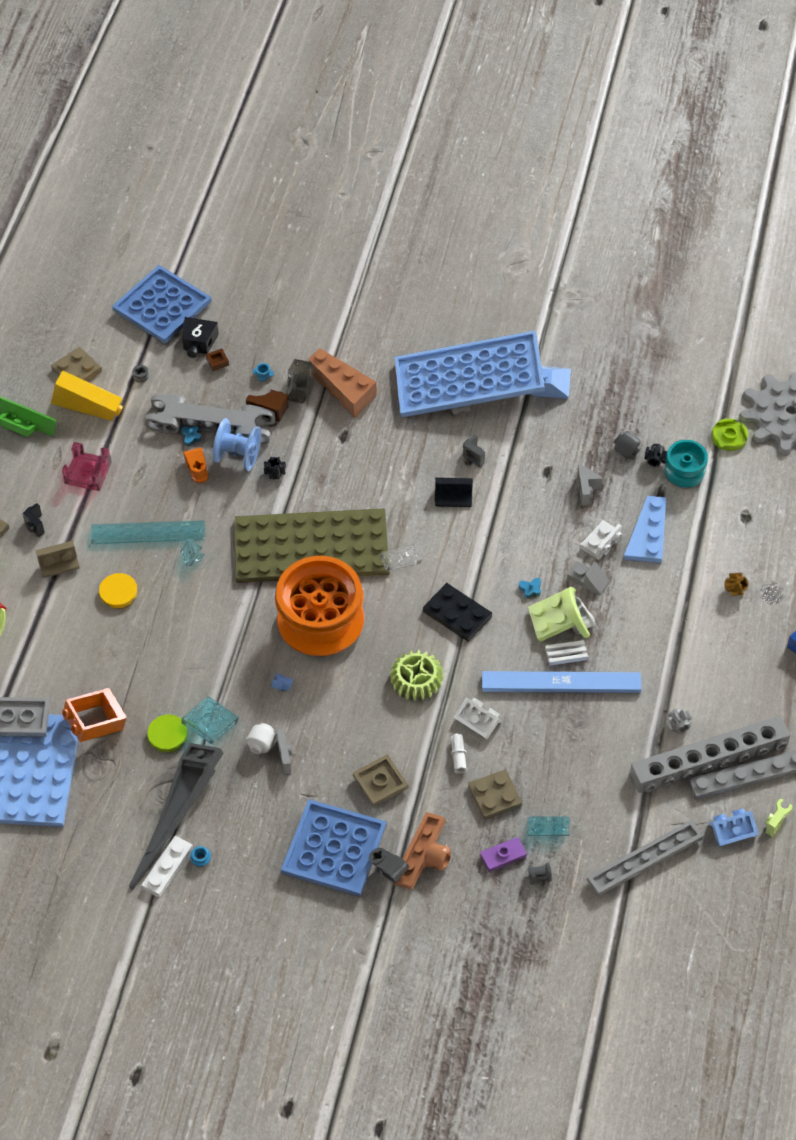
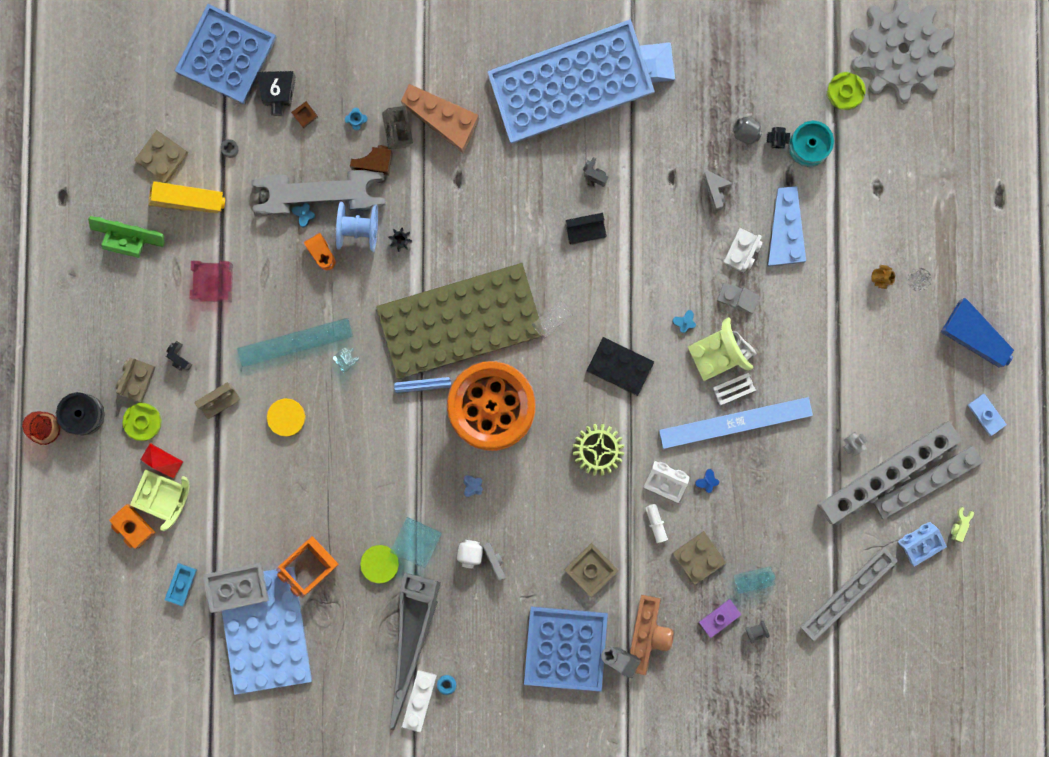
camera: 15 degrees left, 30 degrees up
(253, 588) = (420, 385): none -> light blue axle
(520, 728) = (708, 481): none -> blue piece

